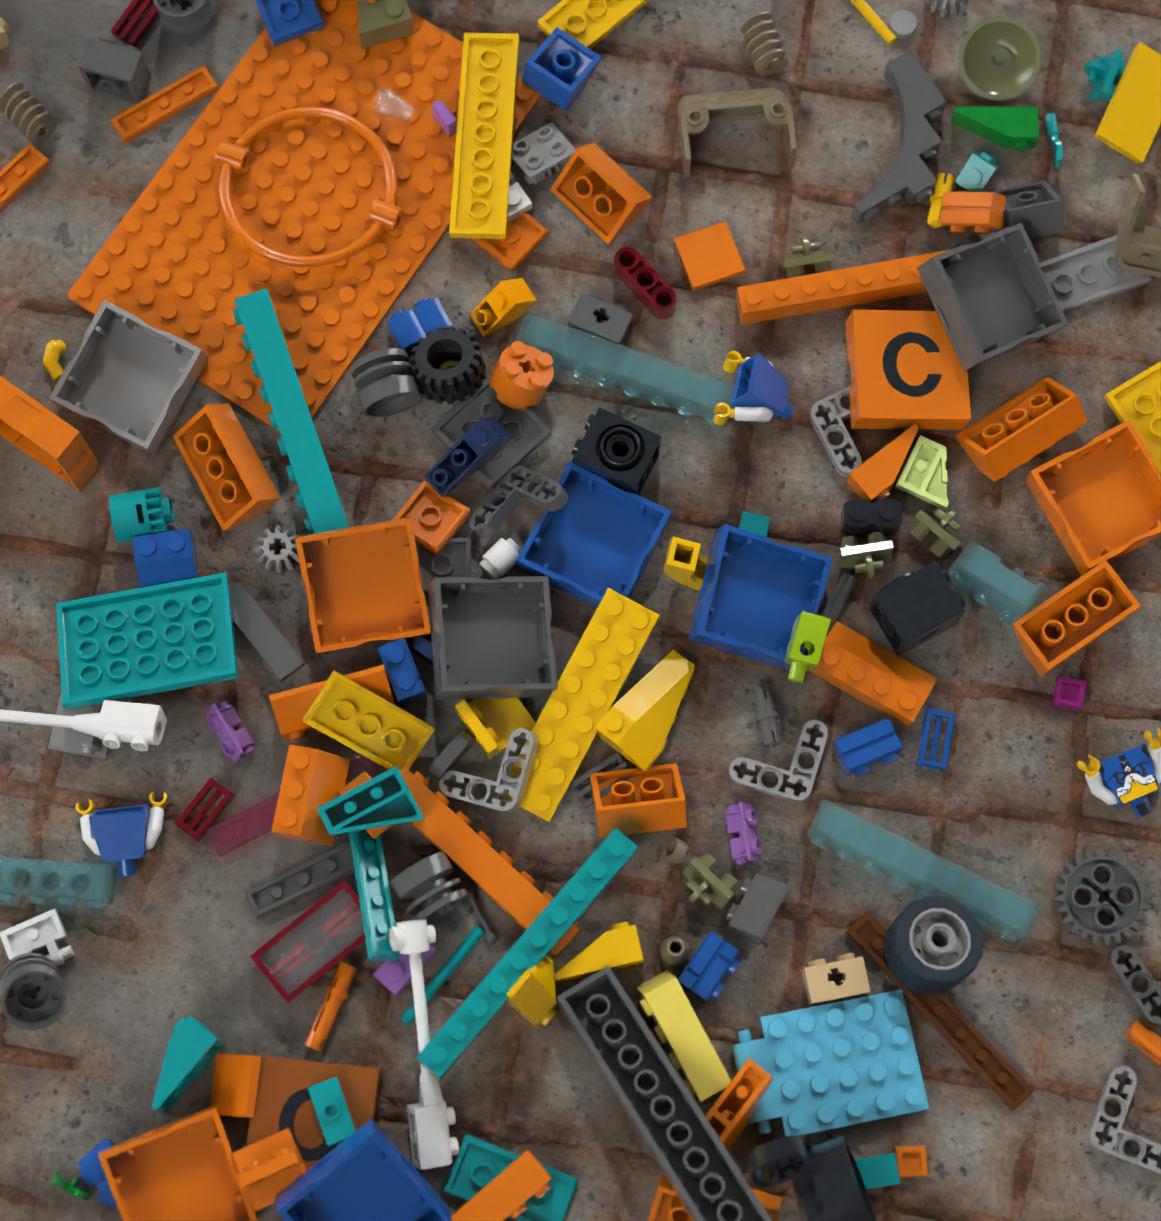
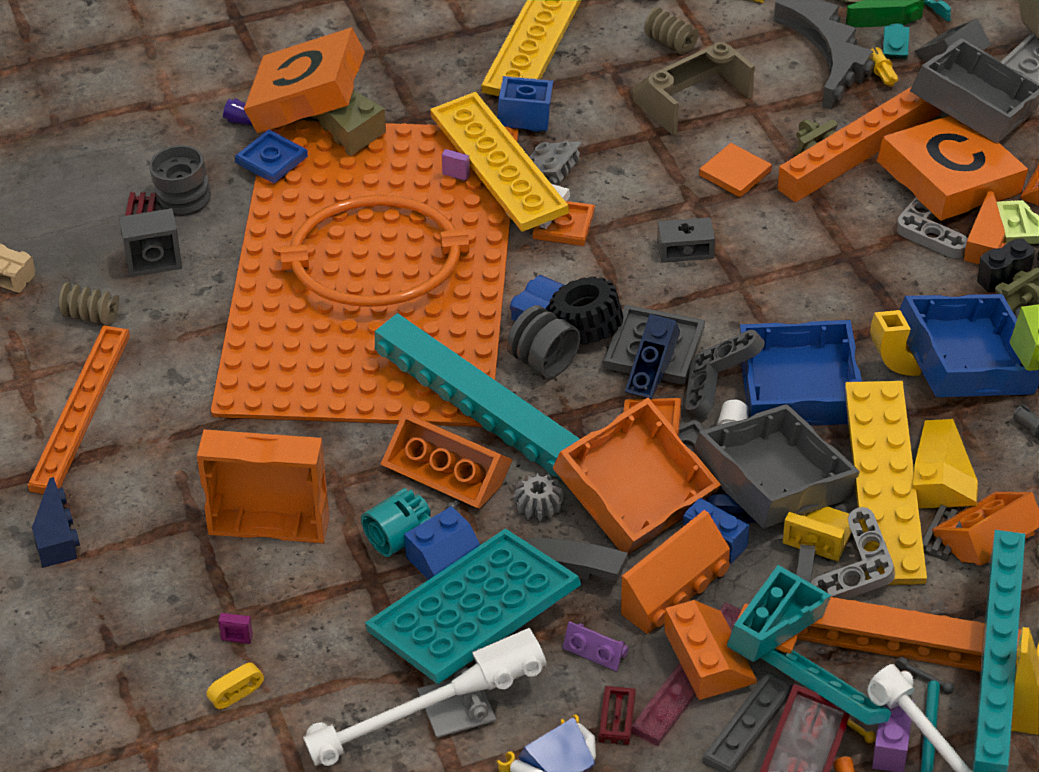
camera: 30 degrees left, 30 degrees down
(129, 378) = (325, 409): light grey tile -> none
(164, 104) = (204, 257): orange tile -> none
(368, 723) = (715, 565): yellow tile -> none
(391, 105) = (405, 175): clear cone -> none
(428, 886) = (863, 658): dark grey wheel -> none
(502, 306) = (598, 257): light orange slope -> none
(521, 376) = (654, 290): orange brick -> none
(600, 192) = (617, 164): orange slope -> none
(614, 436) = (773, 296): black brick -> none
(626, 368) = (731, 258): clear light blue brick -> none
(643, 270) = (700, 201): dark red beam -> none
(757, 393) = (849, 220): blue torso -> none
(973, 211) = (913, 53): orange brick -> none

